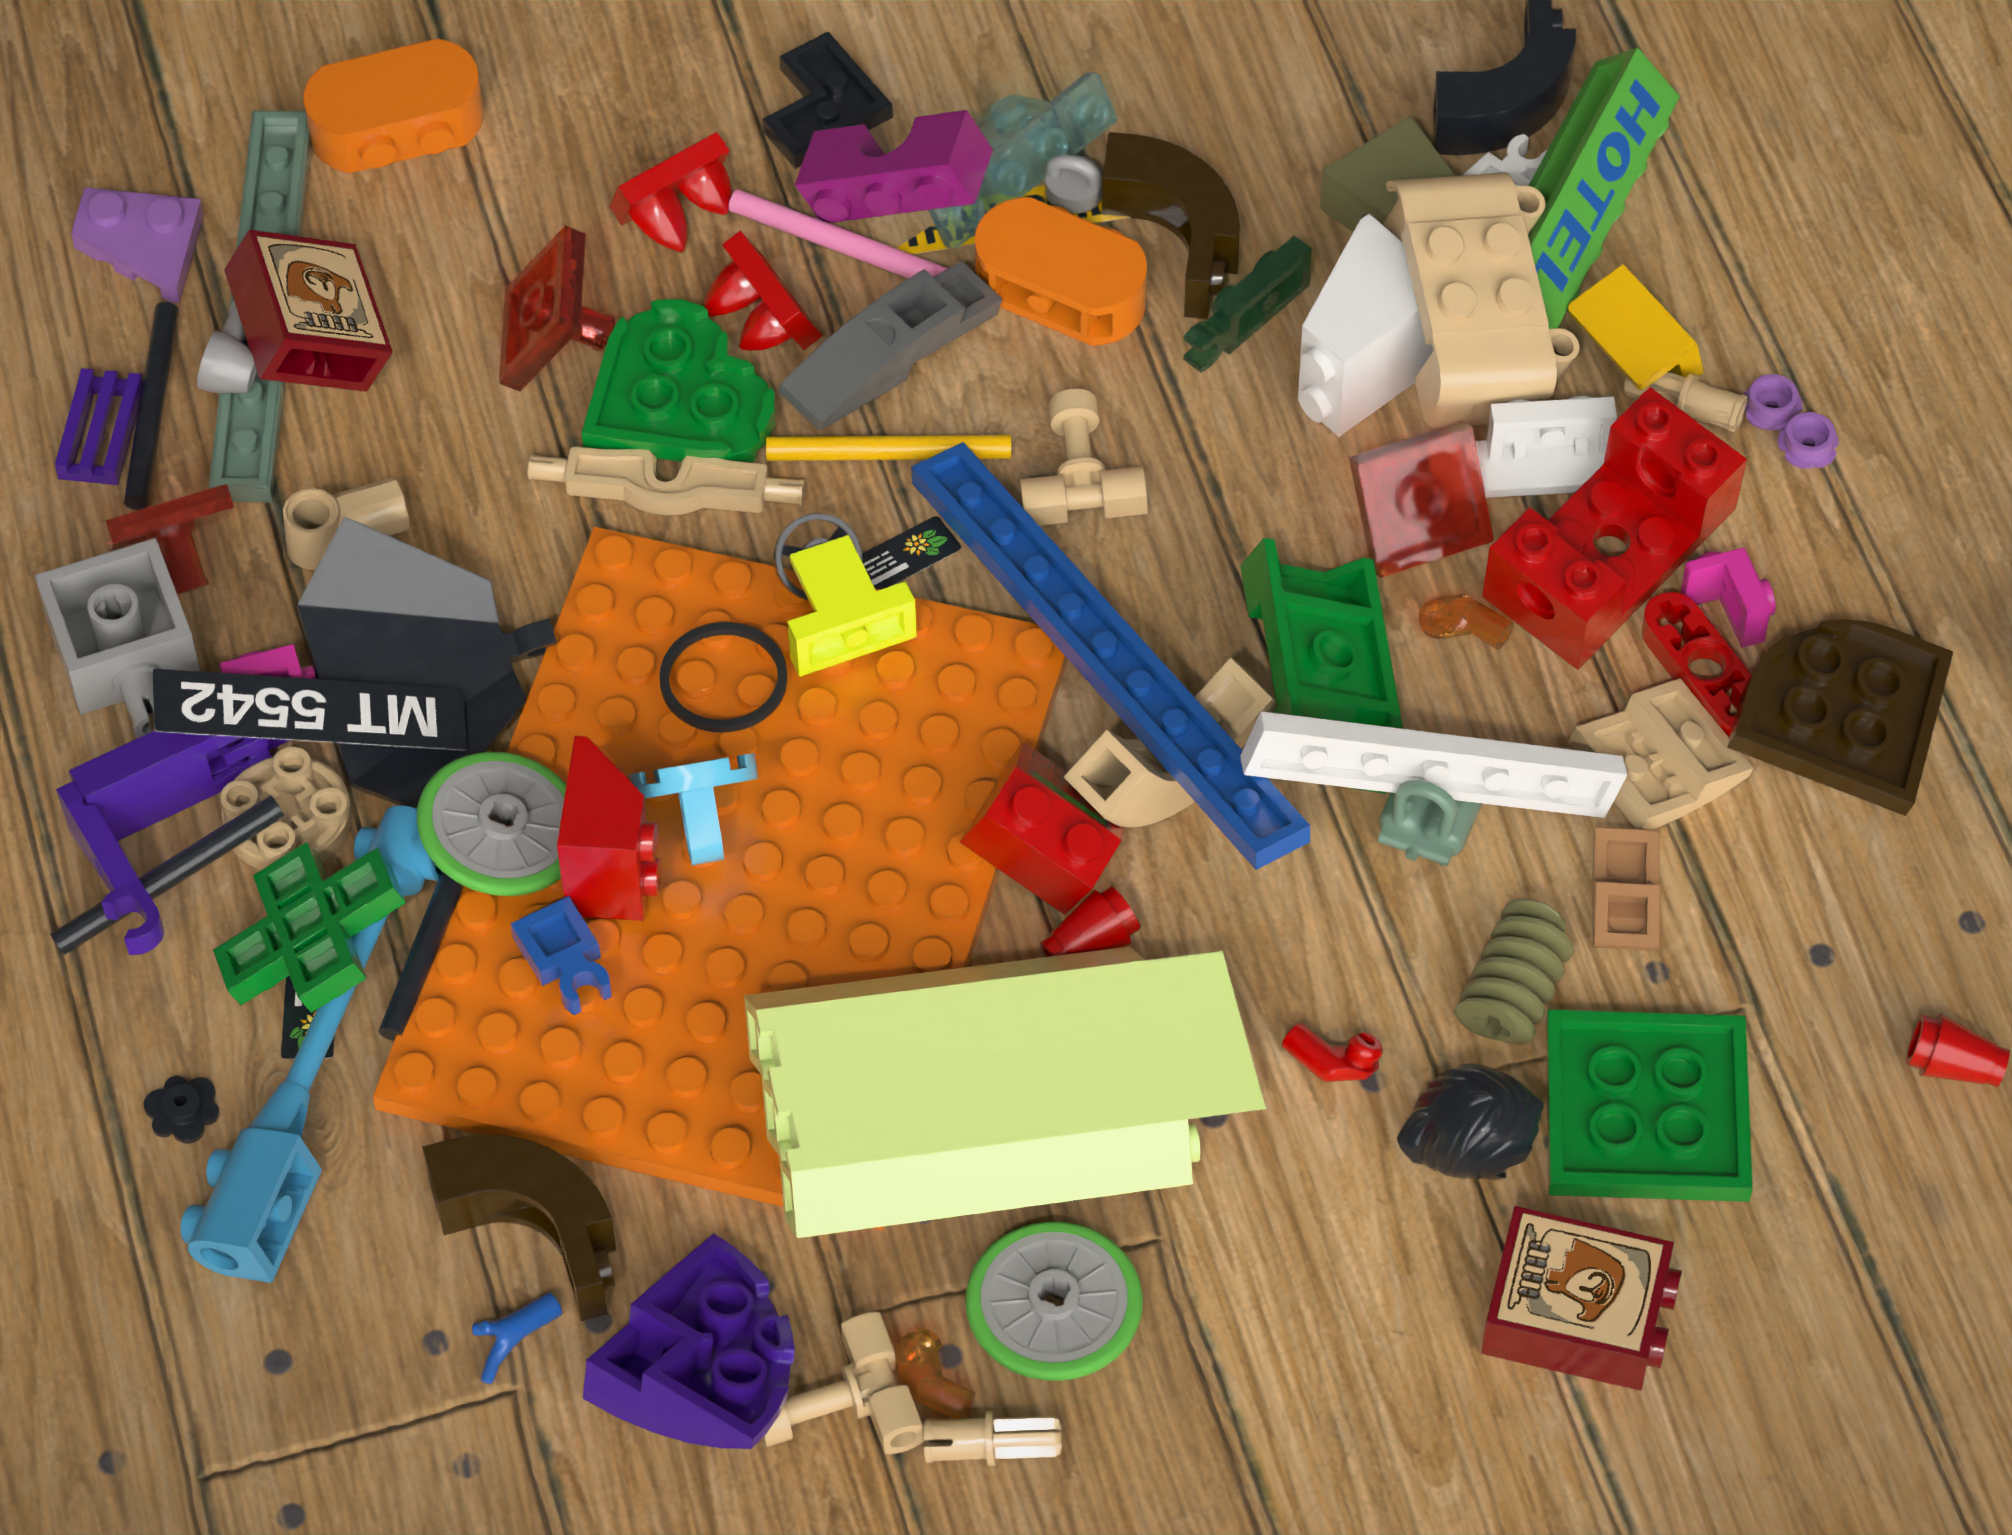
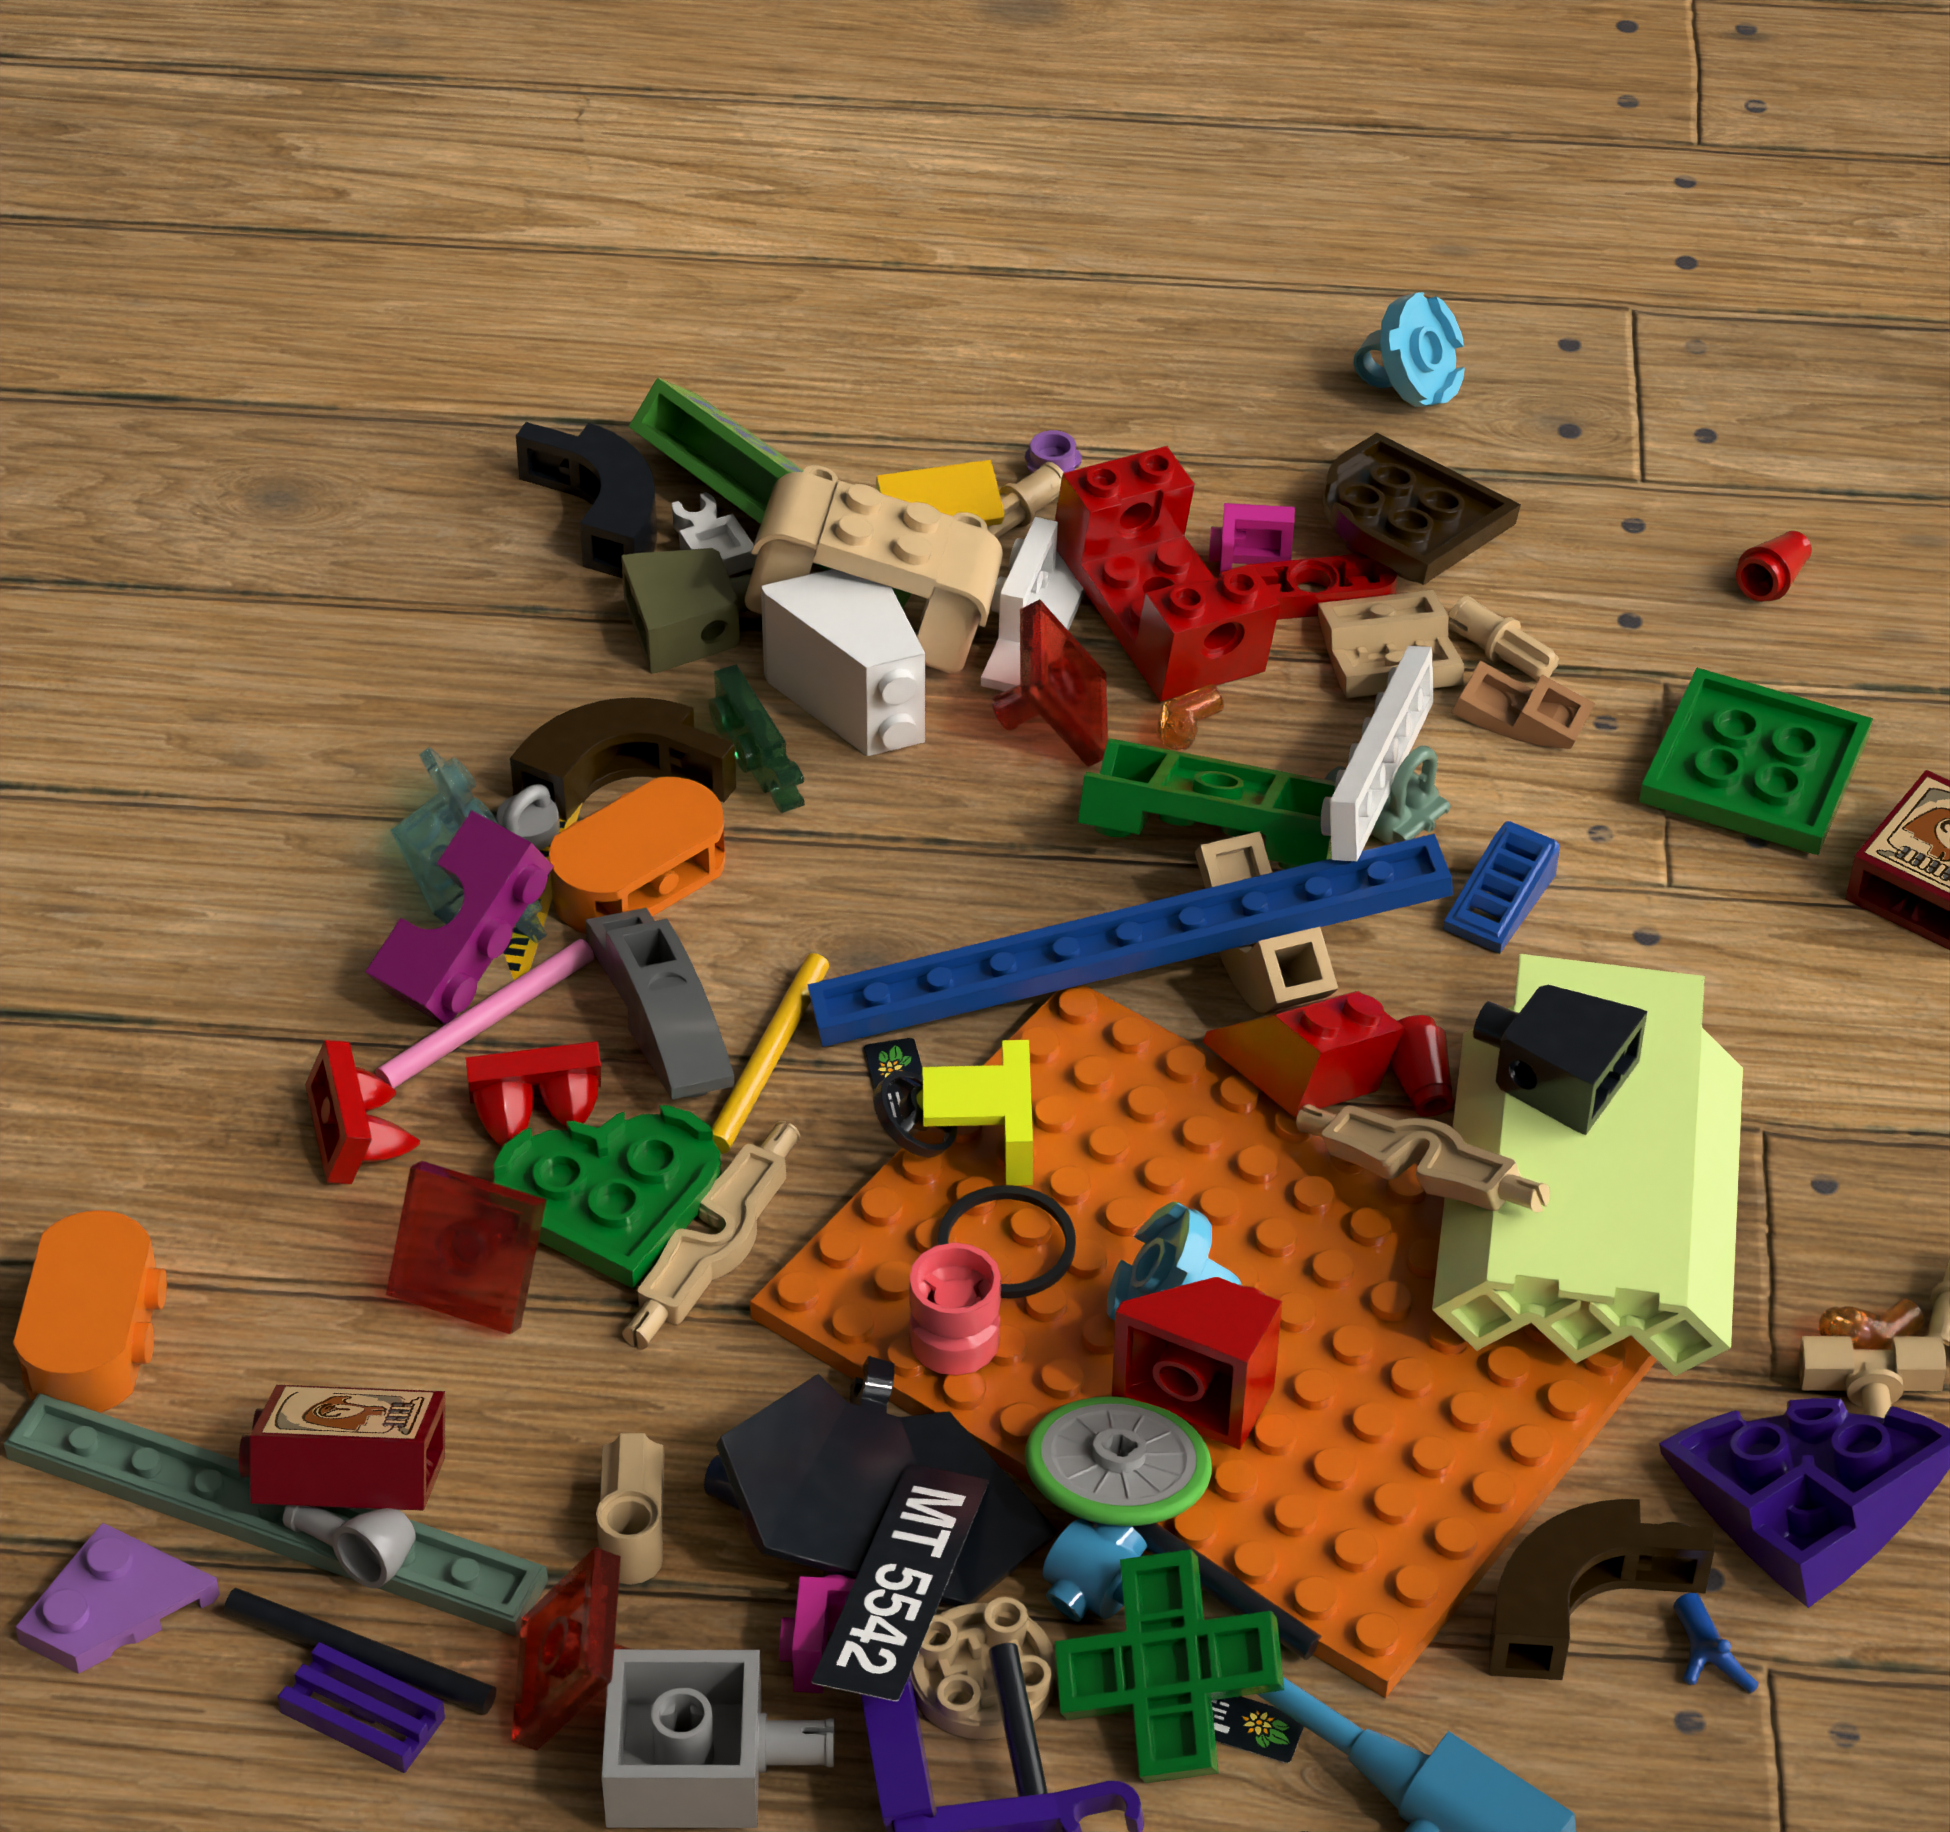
camera: 70 degrees left, 10 degrees down
(562, 947) = (1298, 1455): blue plate -> none
(599, 650) = (954, 1308): none -> coral wheel
(833, 97) = (306, 961): black tile -> none
(918, 938) = (1447, 1163): none -> tan piece
(1048, 1340) = (1855, 1225): light grey wheel -> none
(1062, 1000) = (1564, 1051): none -> black torso
(1081, 479) = (899, 918): tan bar -> none
(1337, 1062) = (1629, 940): red arm -> none
(1377, 918) = (1518, 854): none -> blue slope
(1472, 1123) = (1746, 866): black hair -> none
(1516, 973) = (1596, 791): olive piece -> none
(1713, 845) = (1502, 638): none -> tan axle
(1813, 430) = (1104, 443): medium lavender plate -> none

